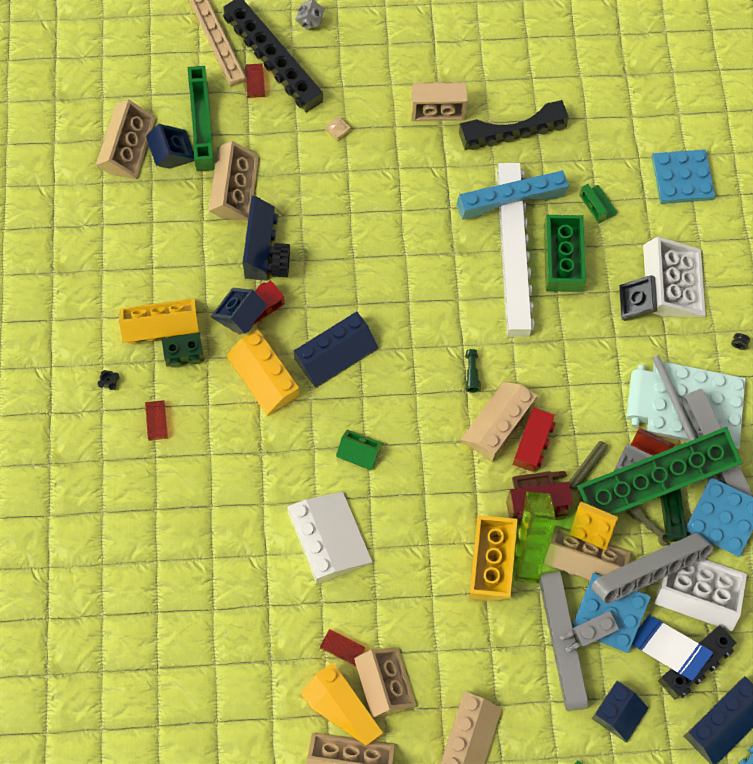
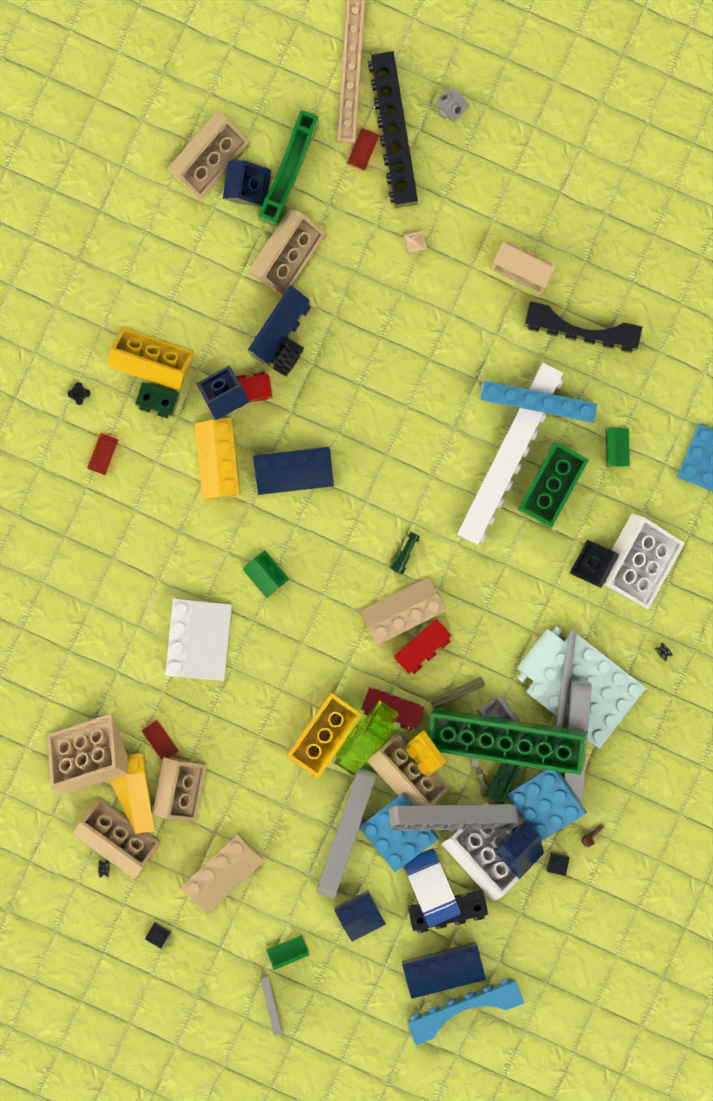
camera: 30 degrees right, 20 degrees up
(280, 692) = (86, 755): none -> tan slope
(537, 479) = (403, 687): reddish brown hinge -> none
(591, 630) = (370, 841): light grey hinge -> none
(650, 443) = (524, 705): clear red tile -> none
(727, 568) = (520, 848): none -> dark blue slope

